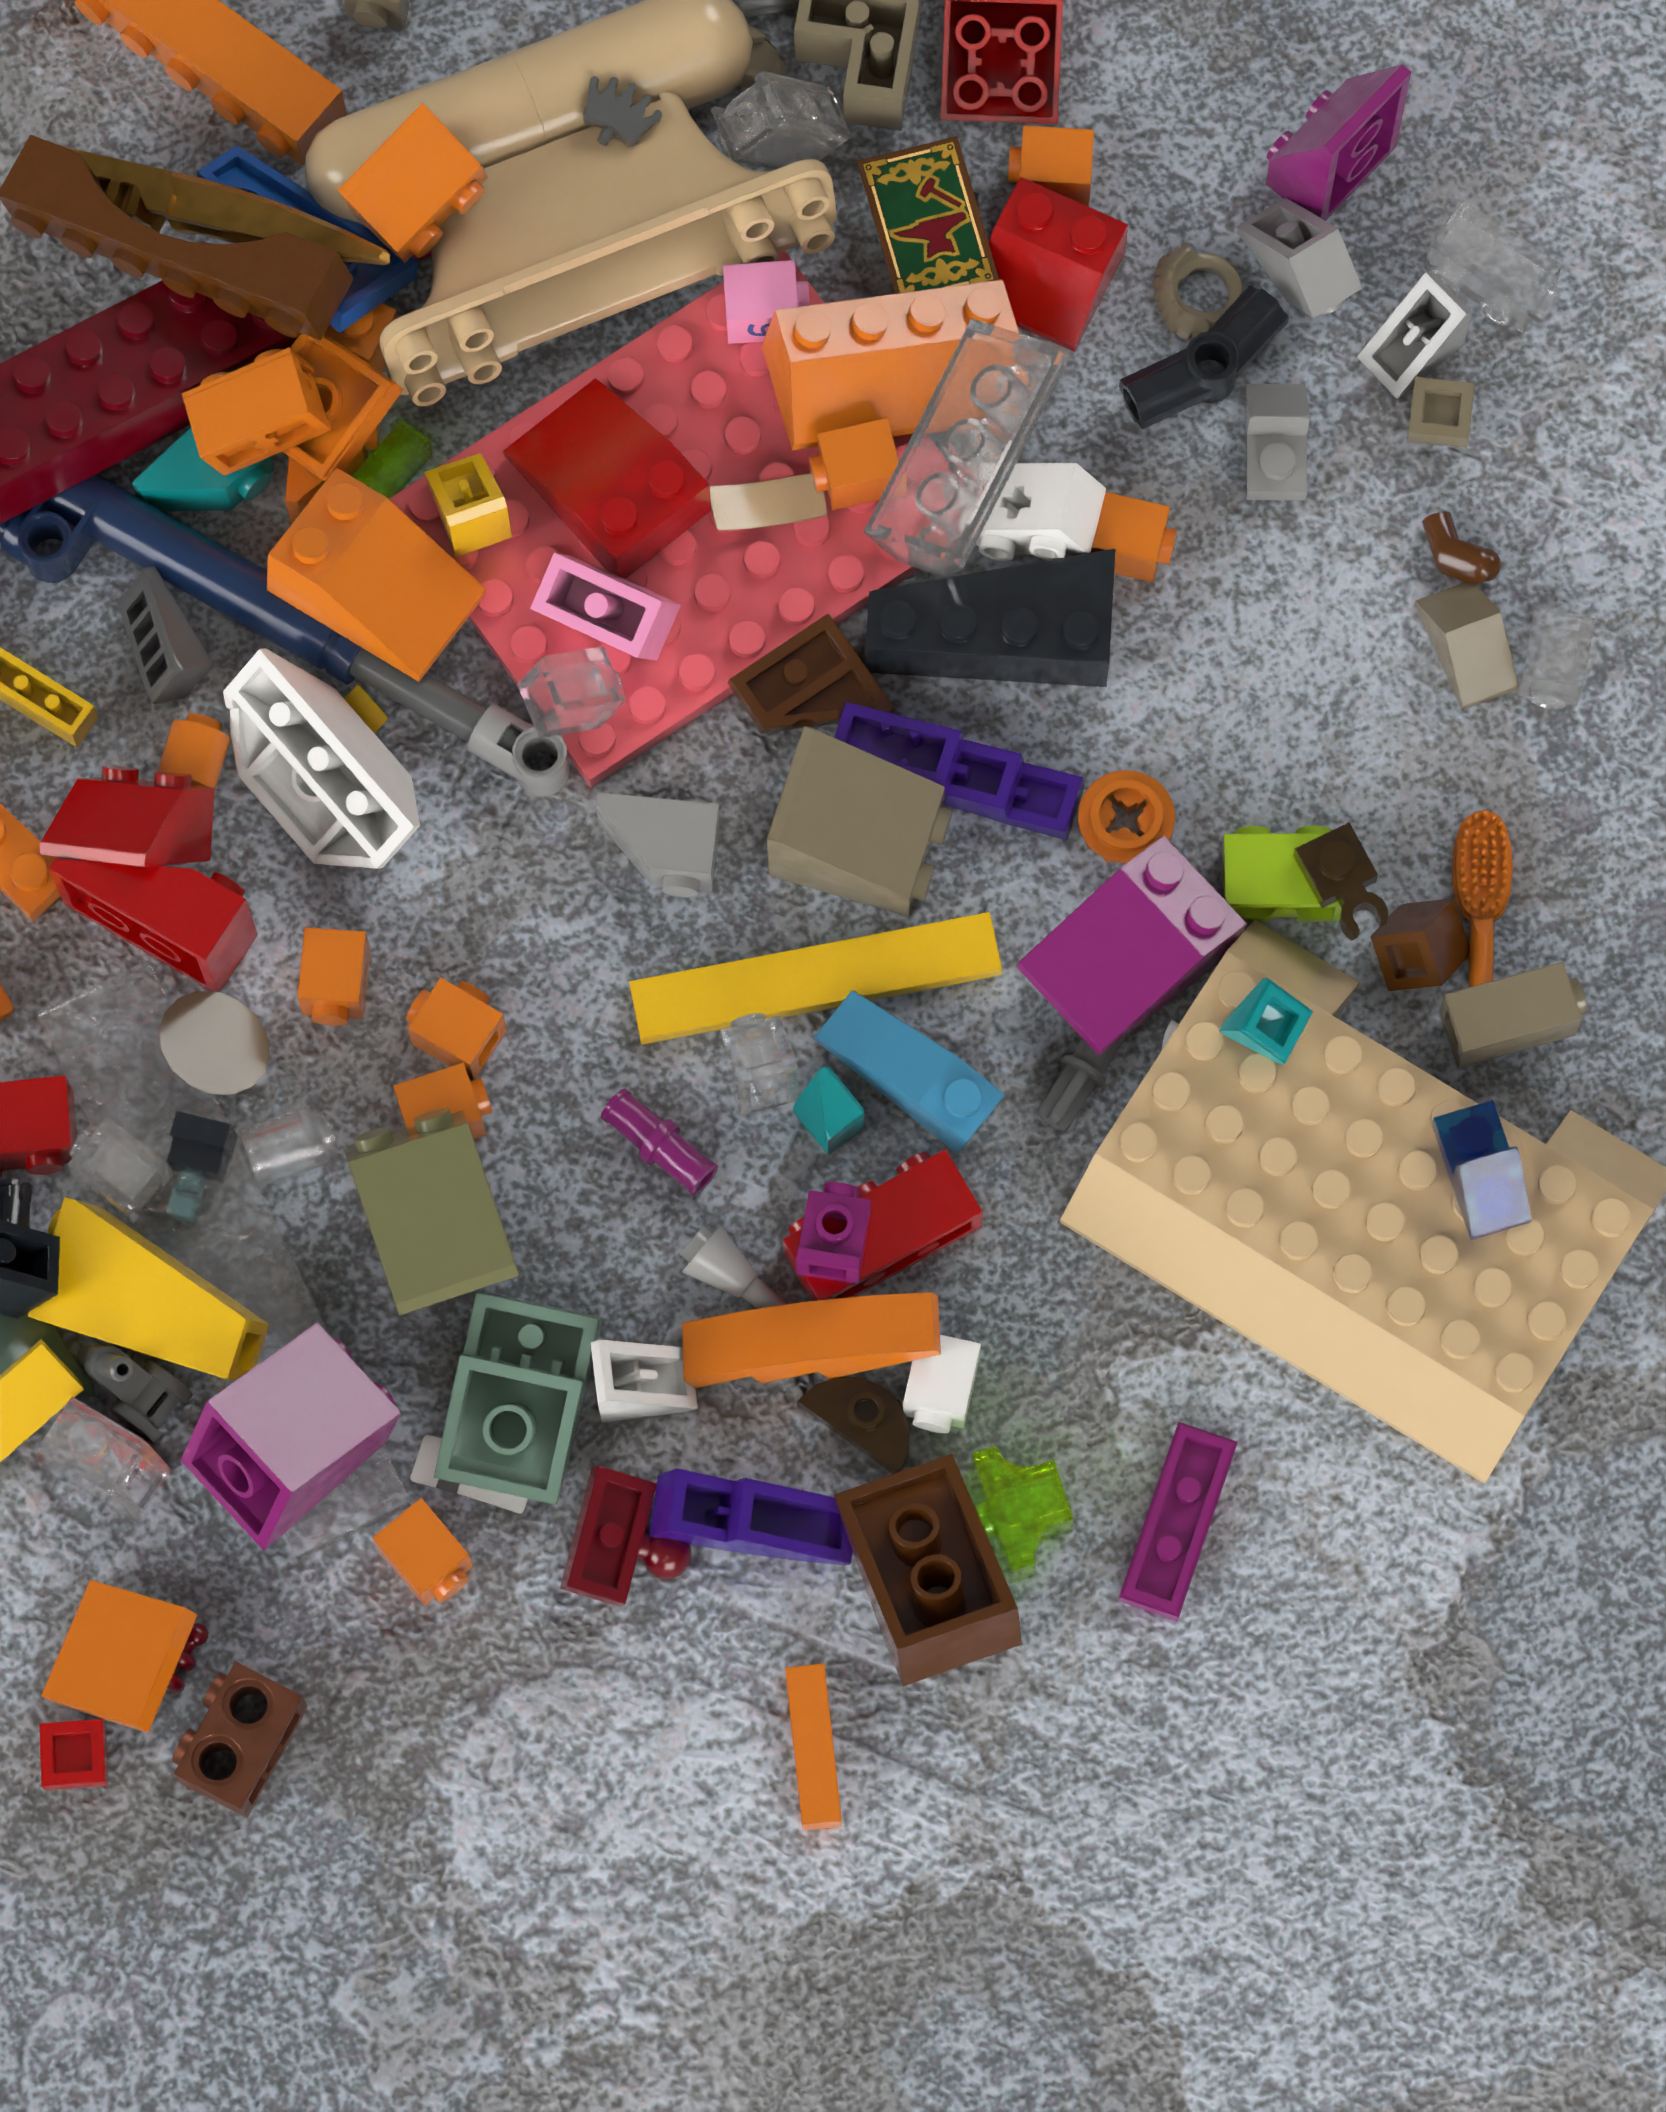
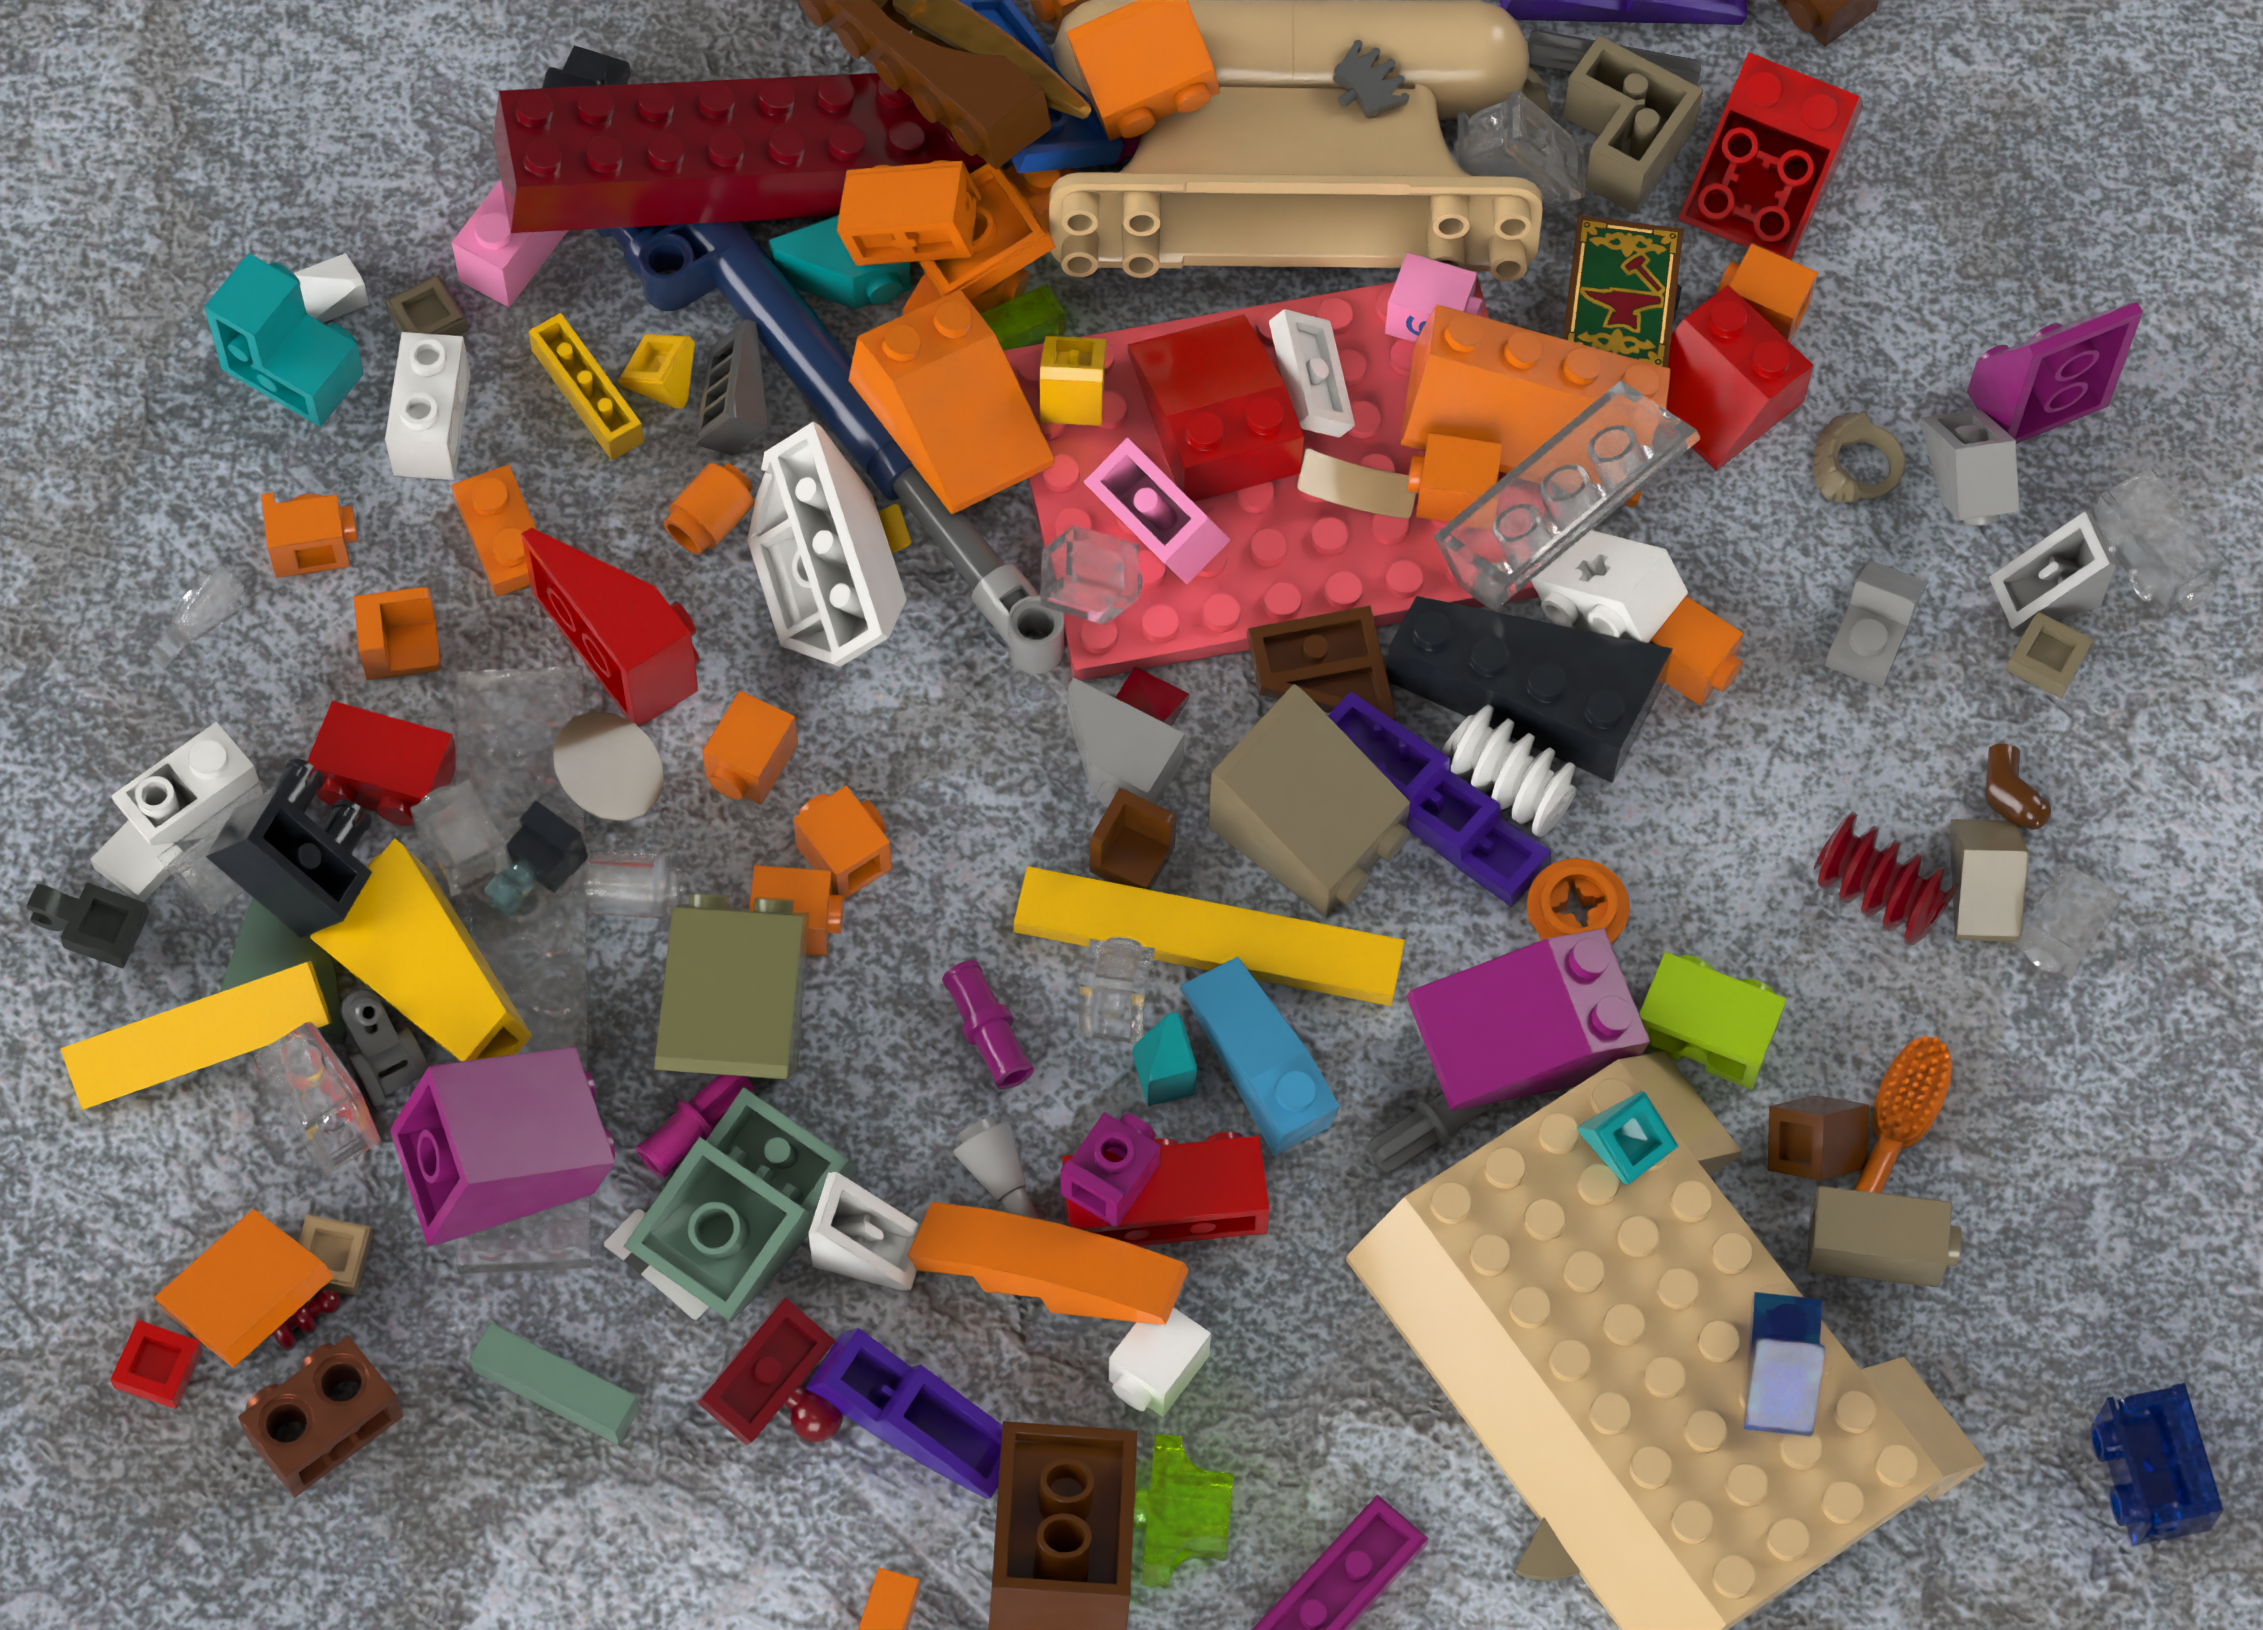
camera: 20 degrees right, 10 degrees down
(83, 641) = (661, 369): none -> yellow slope
(133, 820) = (626, 529): red slope -> none
(180, 1582) = (341, 1247): none -> tan tile
(424, 1553) = (580, 1312): orange brick -> none
(428, 1623) = (554, 1383): none -> sand green piece
(439, 1345) = (692, 1120): none -> dark pink axle
(667, 777) = (1153, 696): none -> dark red slope
(683, 412) = (1312, 372): none -> white plate
(714, 922) = (1132, 841): none -> reddish brown panel
(863, 1417) = (1067, 1362): dark brown plate -> none
(1017, 716) = (1511, 771): none -> white piece
(1232, 341) = (1870, 514): black piece -> none
(1340, 871) = (1763, 1029): dark brown plate -> none
(1341, 1414) = (1546, 1557): none -> dark tan tile
(1382, 684) = (1882, 880): none -> dark red piece

